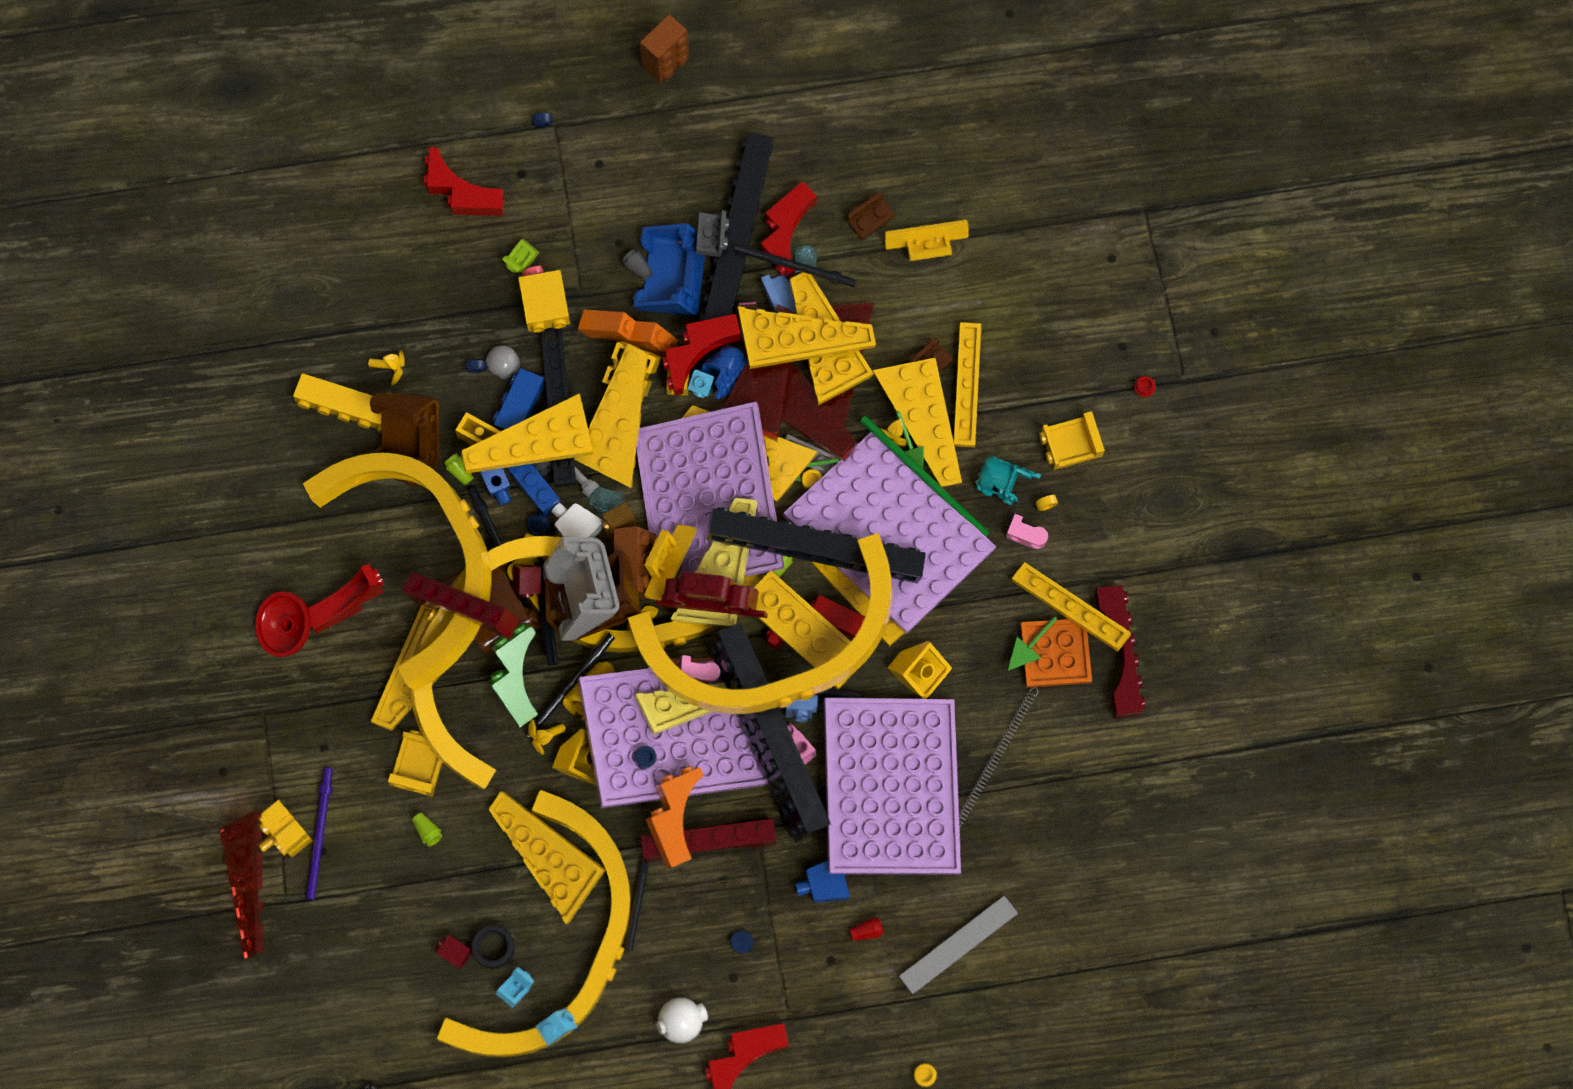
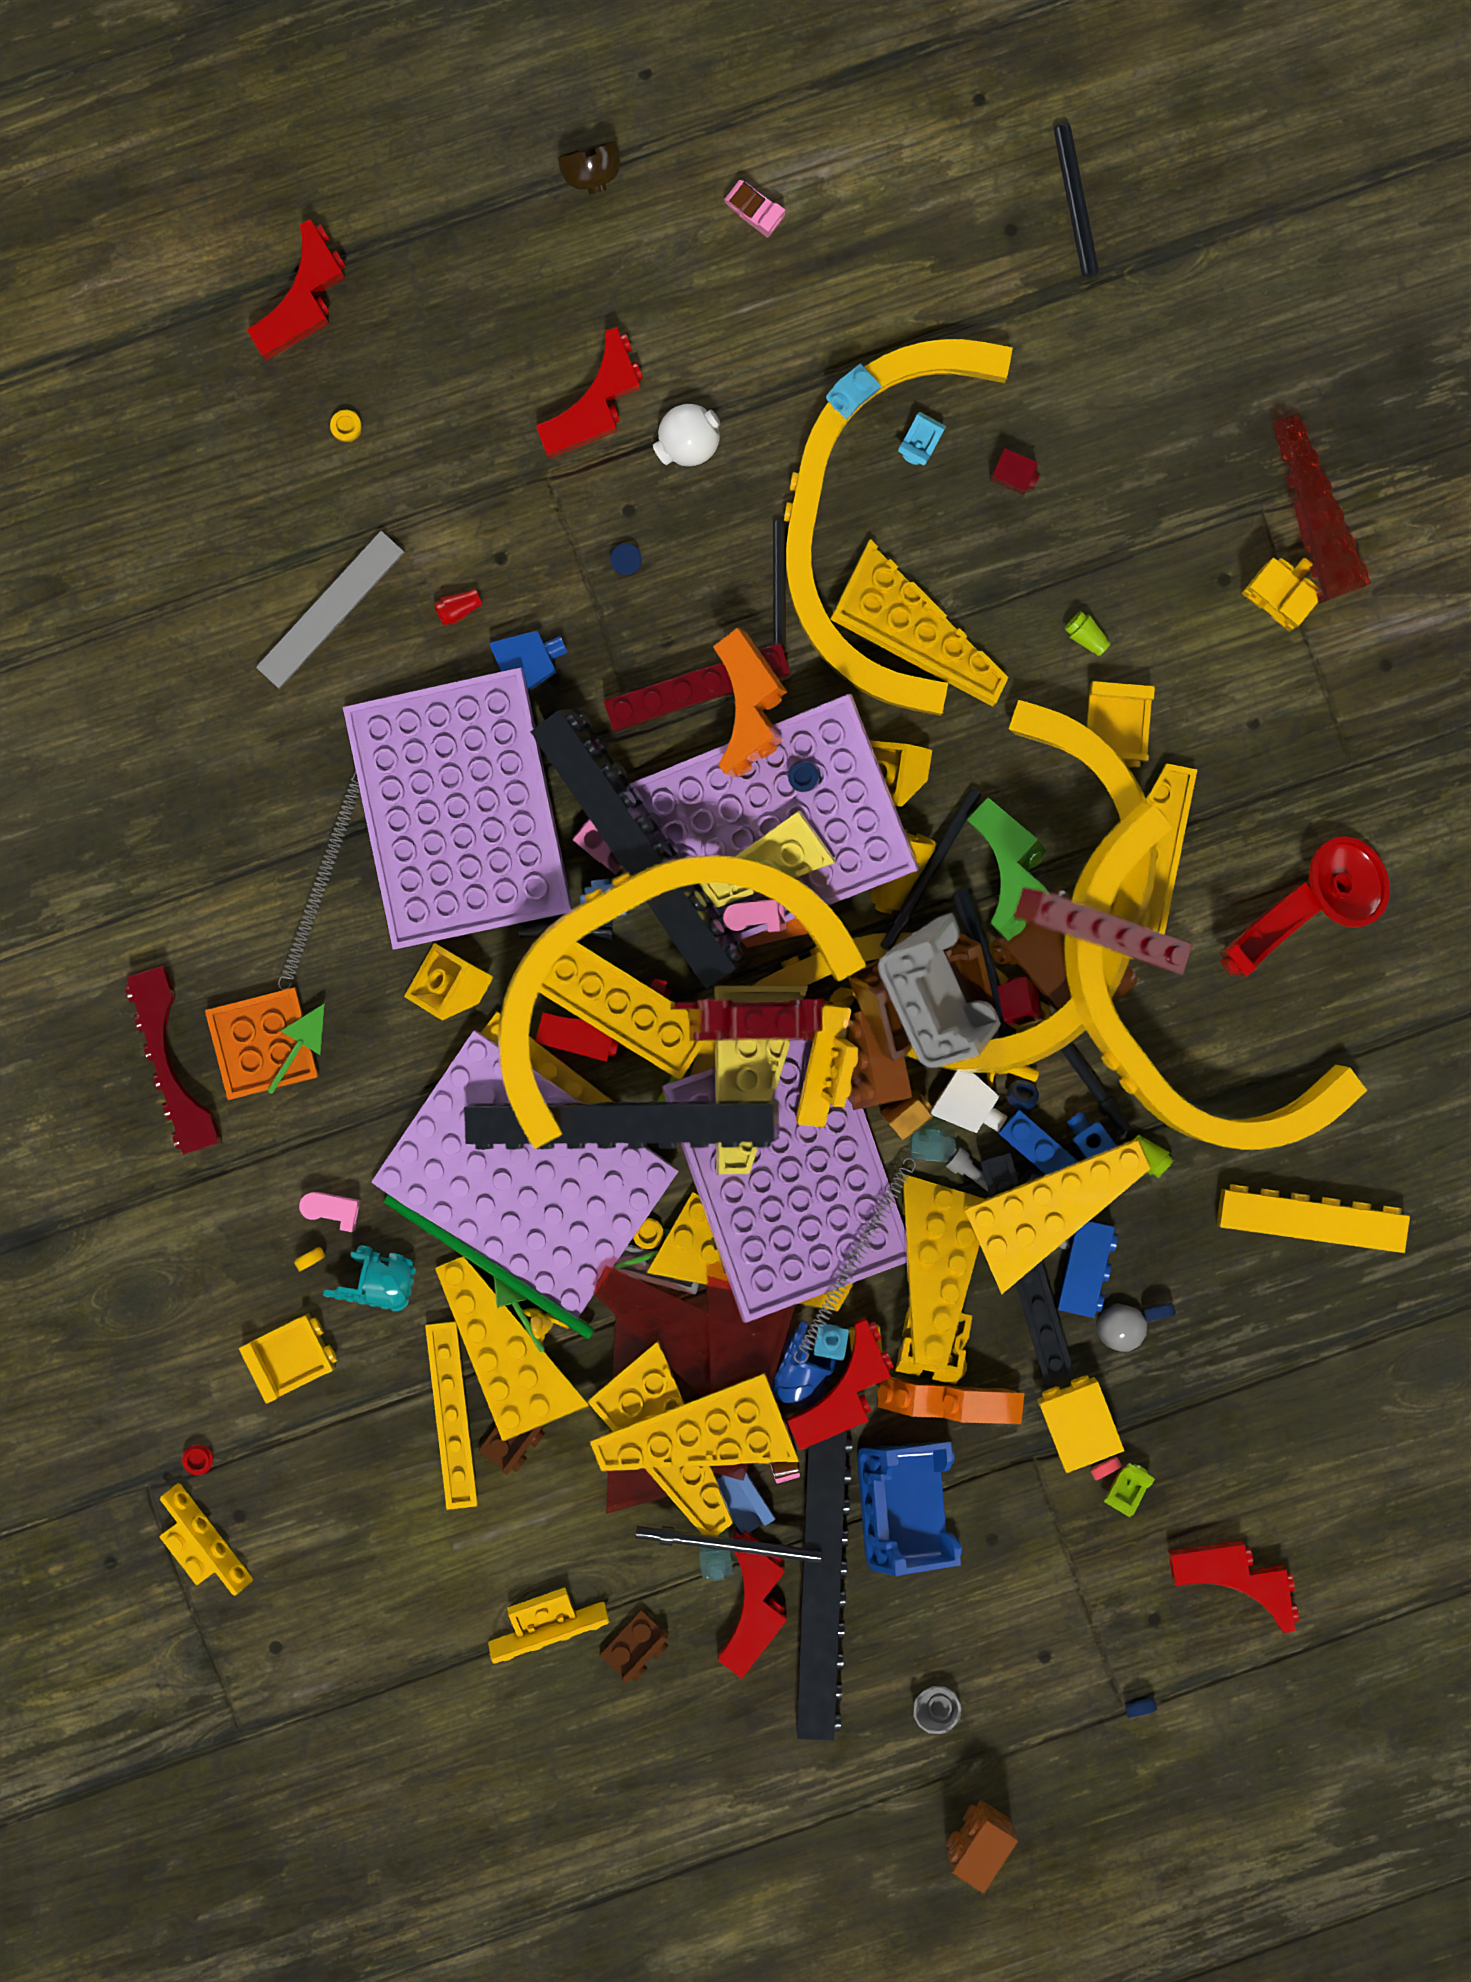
camera: 170 degrees right, 15 degrees up
(325, 791) = (1238, 662): dark purple bar -> none
(390, 362) = (1278, 1293): yellow plant -> none
(408, 427) = (1234, 1190): reddish brown windscreen -> none
(474, 430) = (1136, 1212): yellow brick -> none
(483, 932) = (986, 492): black tyre -> none
(543, 737) = (951, 789): yellow plant -> none
(636, 263) = (957, 1508): dark grey cone -> none
(676, 432) = (848, 1269): none -> light grey piece
(677, 140) = (937, 1710): none -> light grey hair
(711, 234) = (858, 1570): dark grey bracket -> none
(1071, 606) = (250, 1110): yellow plate -> none
(1152, 331) = (199, 1545): none -> yellow bracket

